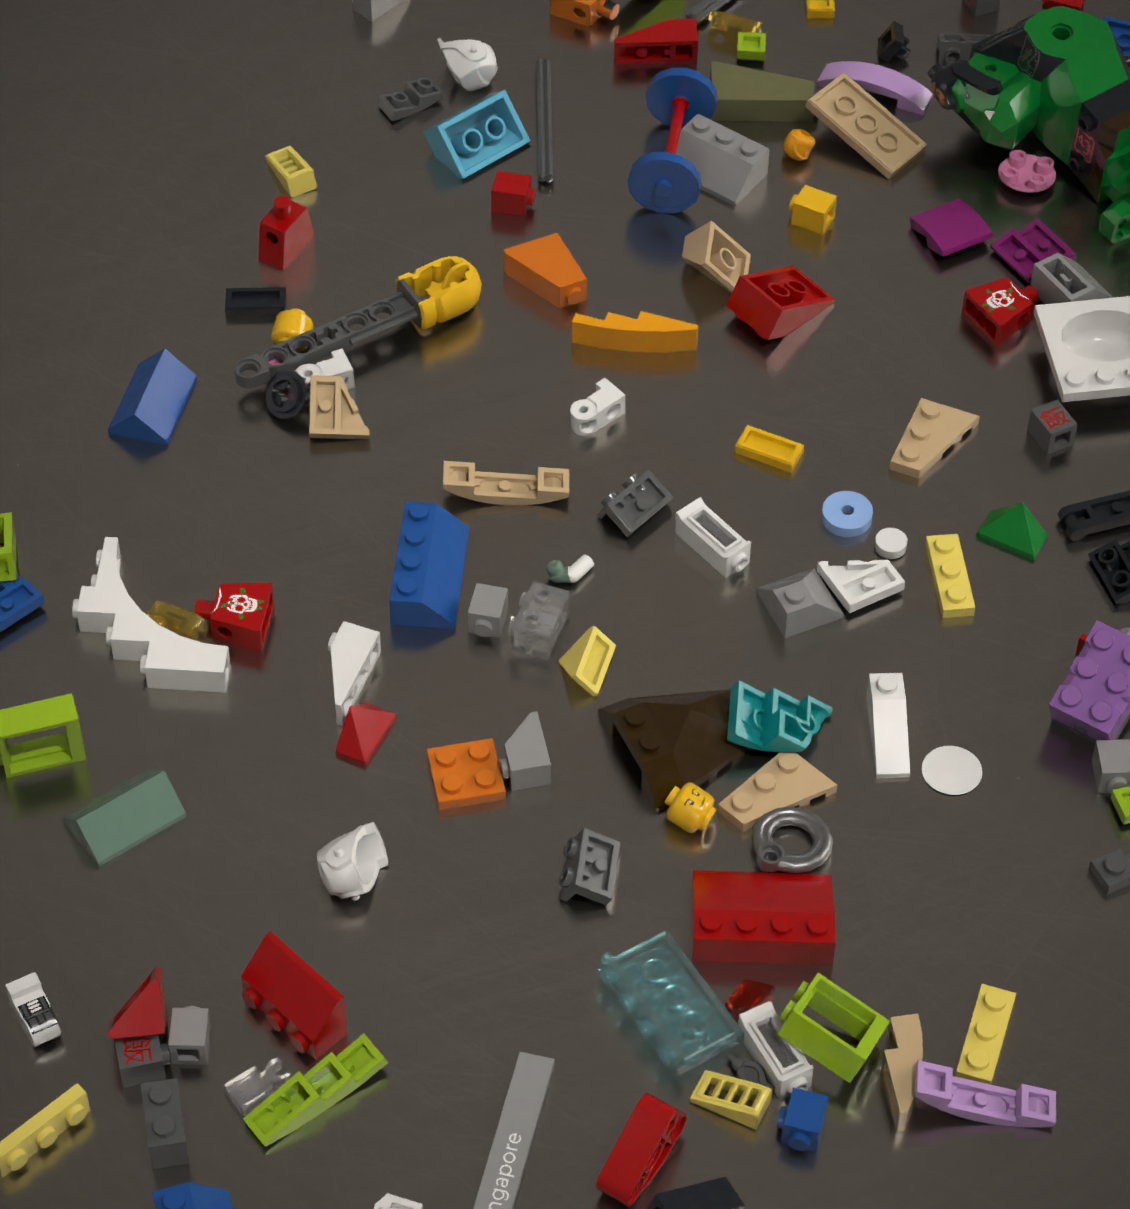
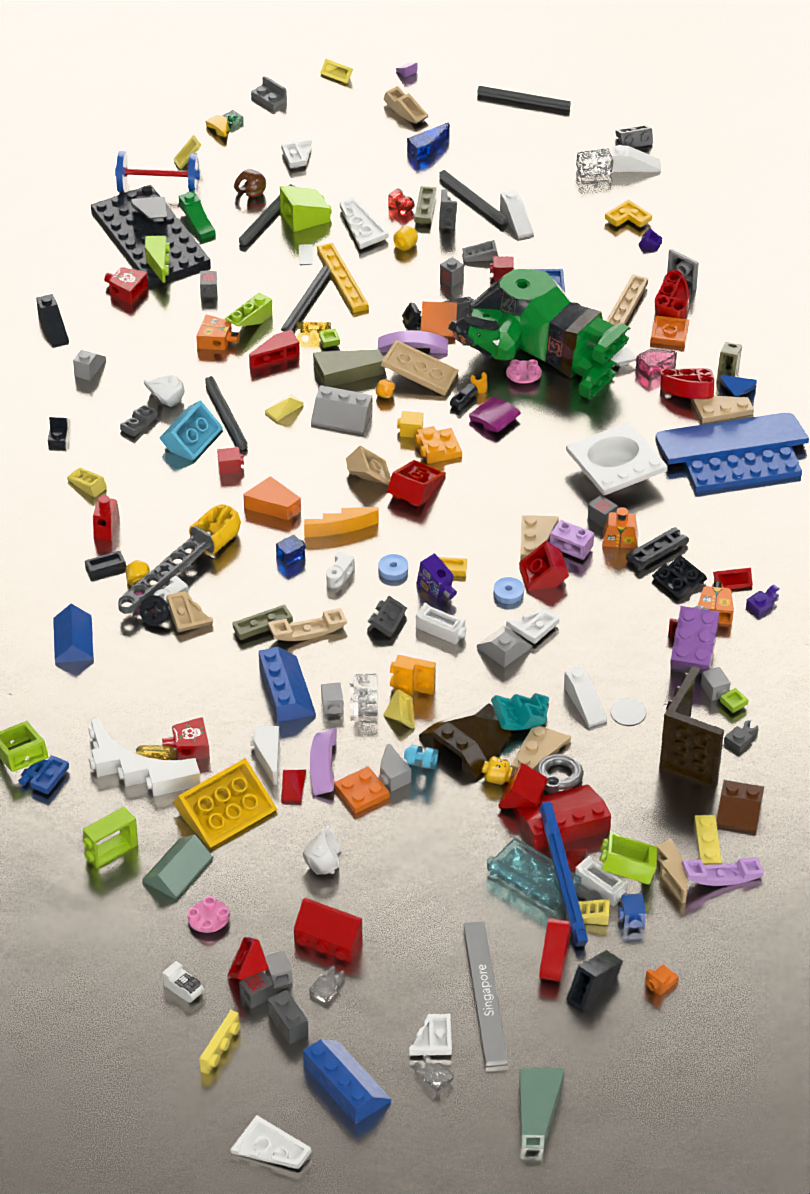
camera: 20 degrees left, 5 degrees down
(129, 910) = (208, 915): none -> bright pink dish
(242, 734) = (225, 803): none -> yellow slope
(287, 84) = (58, 431): none -> black slope
(316, 1091) = (361, 976): lime slope -> none
(420, 705) = (320, 761): none -> lavender slope
(429, 457) = (258, 622): none -> olive plate
(537, 356) = (290, 550): none -> clear blue brick
(571, 573) = (361, 667): arm -> none
(576, 746) = (415, 755): none -> medium azure brick
(590, 867) = (455, 817): dark grey bracket -> none
(625, 610) = (413, 675): none -> light orange plate
(635, 134) = (284, 407): none -> light yellow slope
(664, 179) = (320, 428): blue piece -> none
(683, 437) = (393, 567): none -> light blue piece
(711, 1023) = (563, 874): none -> blue piece
(718, 852) = (523, 788): none -> red slope
(736, 462) = (435, 578): none -> dark purple torso
(841, 251) = (438, 444): none -> light orange plate
(890, 543) = (540, 599): white tile -> none
(917, 493) = (543, 568): none -> red slope
(925, 49) = (437, 317): none -> orange tile
(927, 182) = (476, 386): none -> black piece
(950, 576) = (581, 608): light yellow plate -> none
(981, 459) = (572, 539): none -> lavender brick
(999, 308) = (543, 453): red torso -> none
(1005, 855) = (689, 745): none -> dark brown bracket
(1014, 529) = (605, 573): green slope -> none
(1029, 246) = (547, 415): magenta slope -> none
(1063, 991) = (740, 806): none -> reddish brown slope
(1064, 280) = (572, 429): light grey slope -> none
(1068, 466) = (621, 530): none -> orange torso

